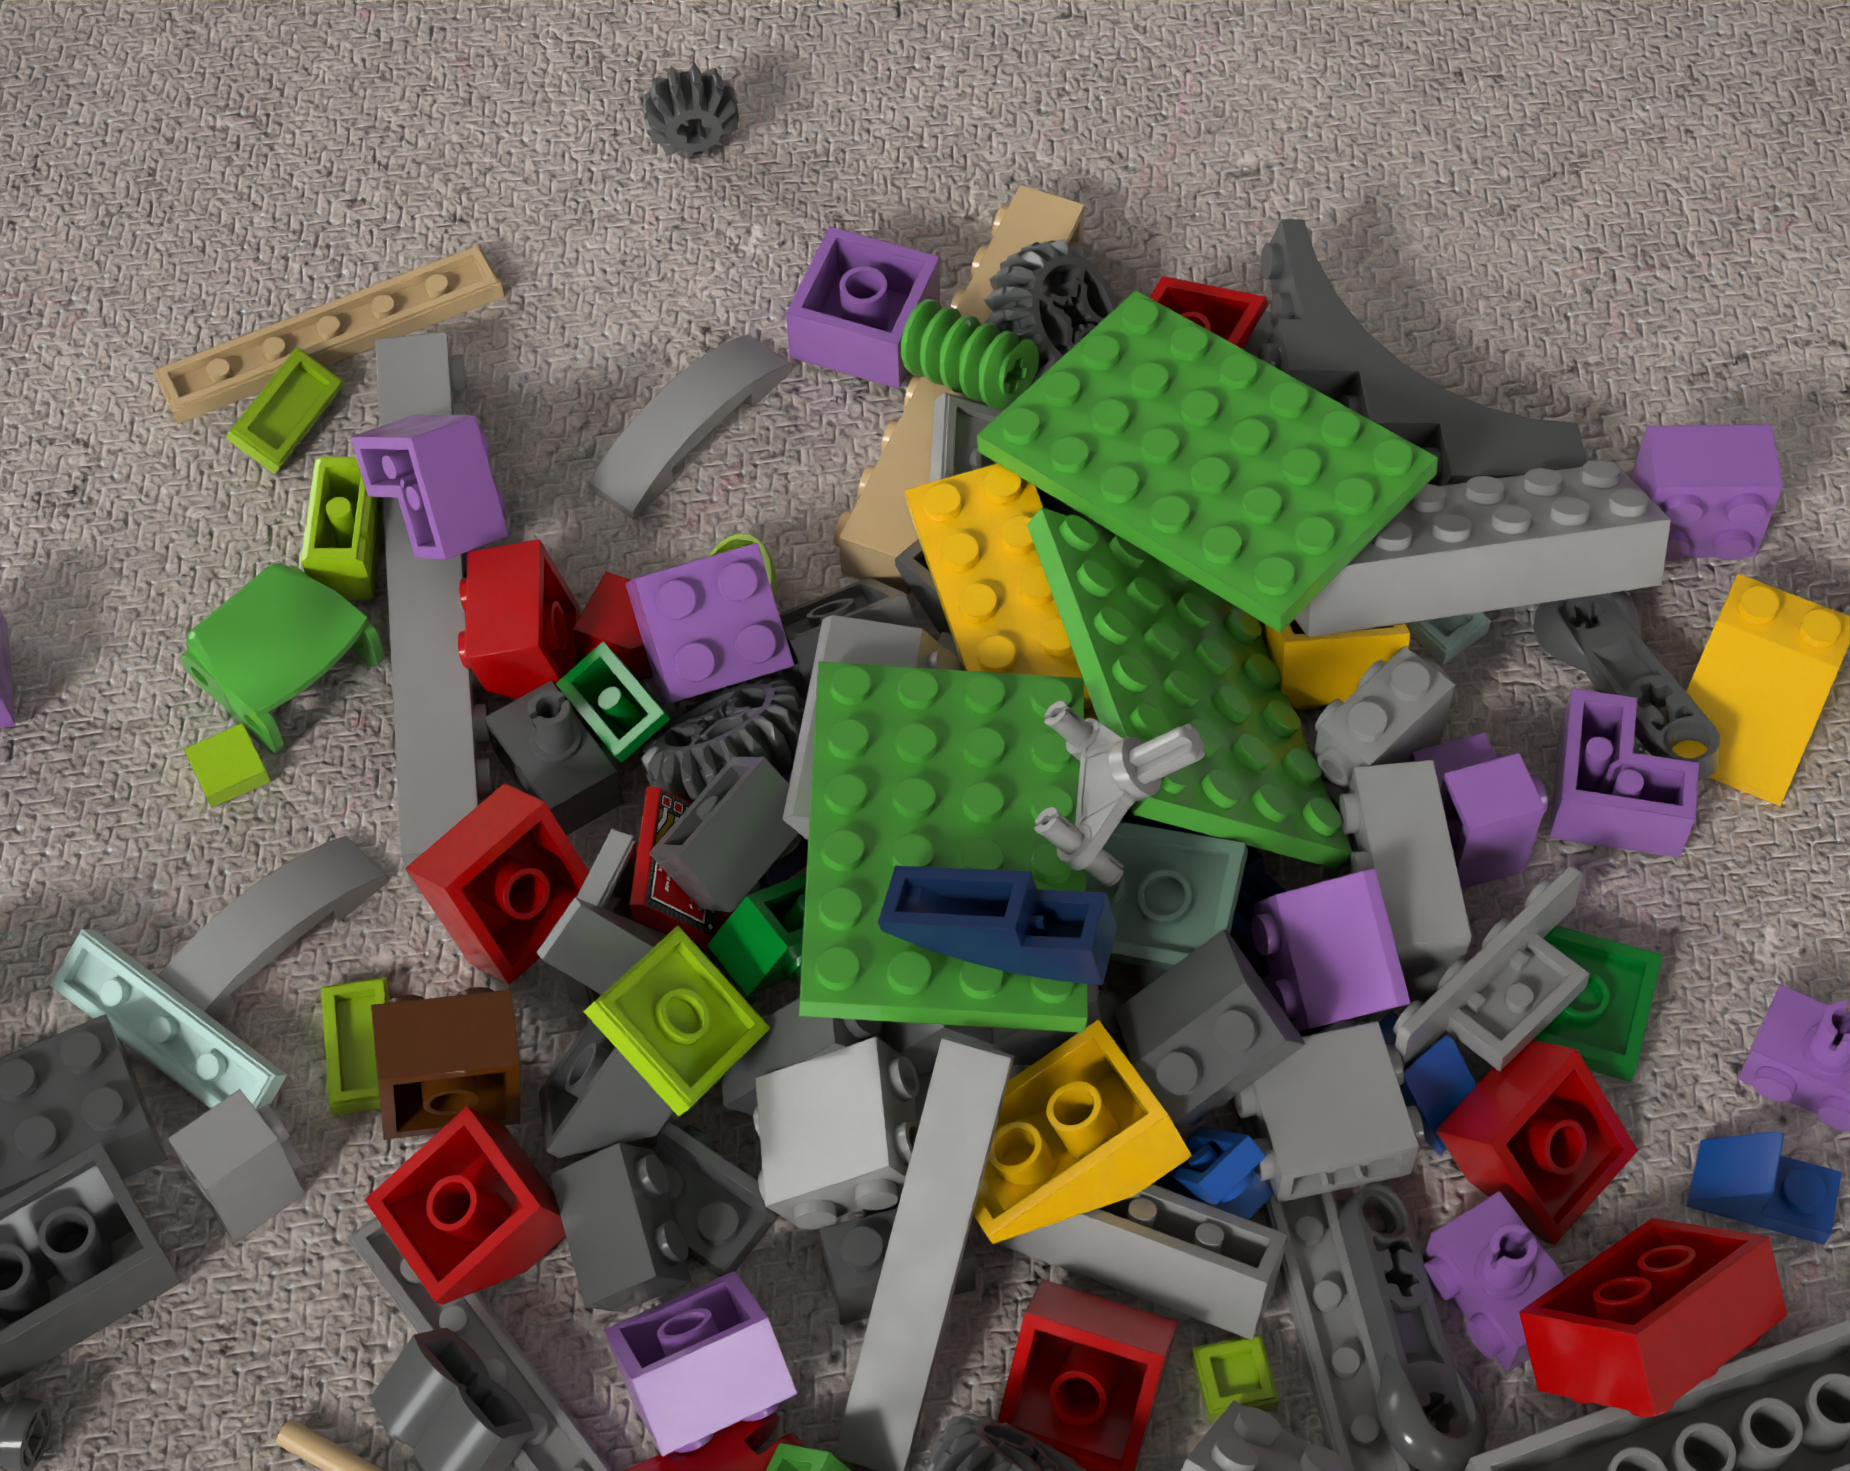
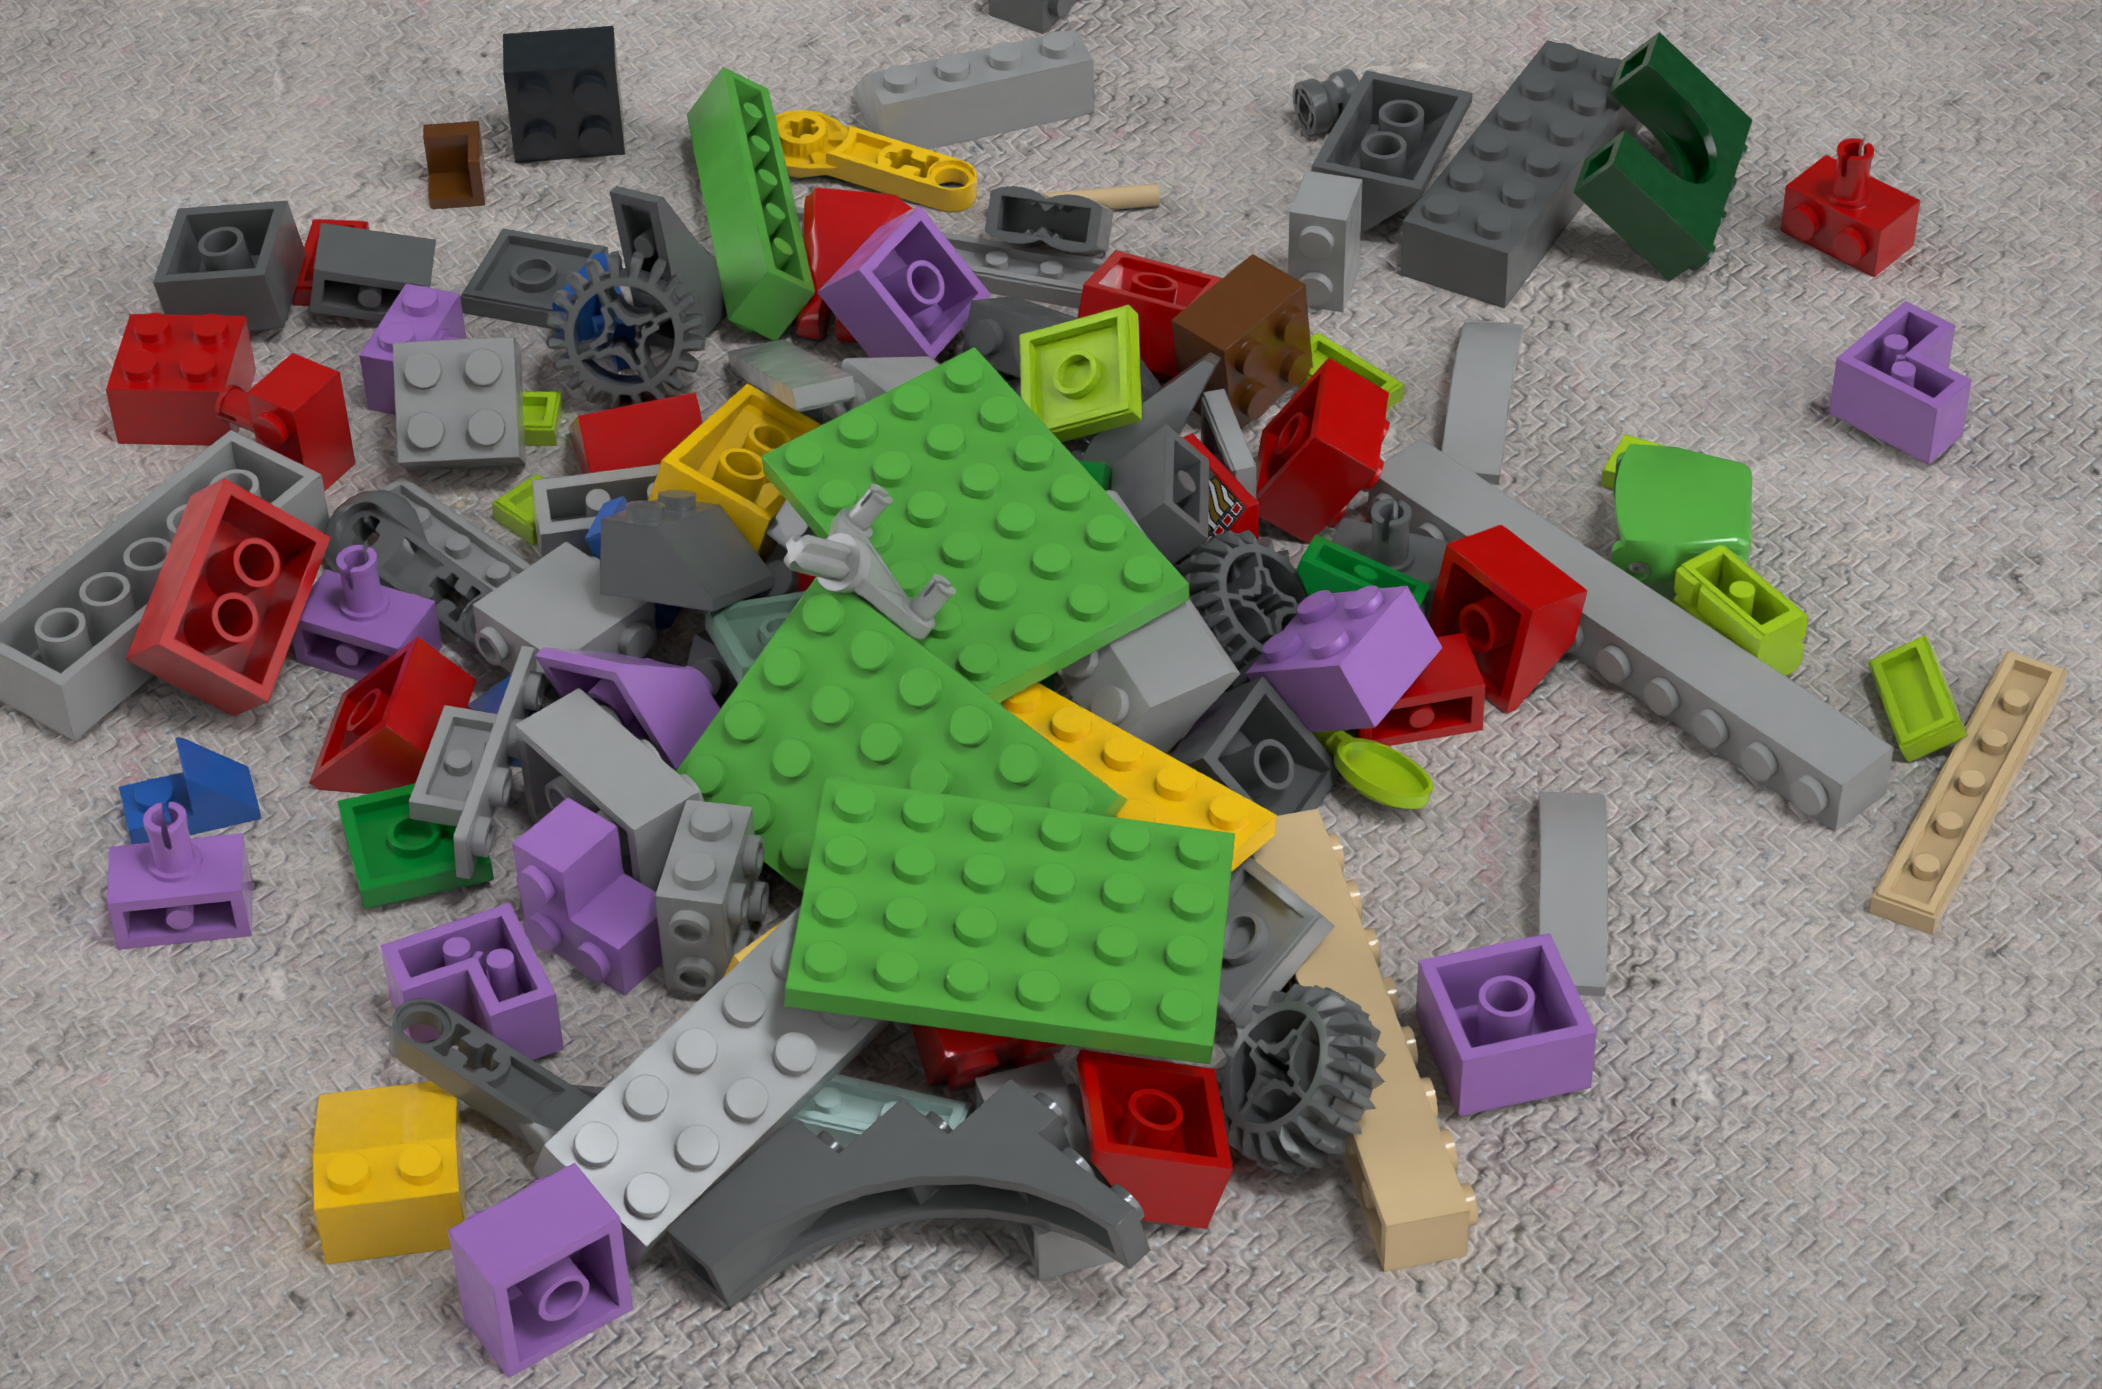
camera: 145 degrees right, 15 degrees down
(163, 1024) = (1478, 307): light aqua tile -> none
(440, 480) = (1678, 600): medium lavender brick -> none
(690, 111) = (1877, 1117): dark grey gear -> none
(967, 355) = (1337, 953): bright green piece -> none
(1002, 921) = (862, 436): dark blue slope -> none

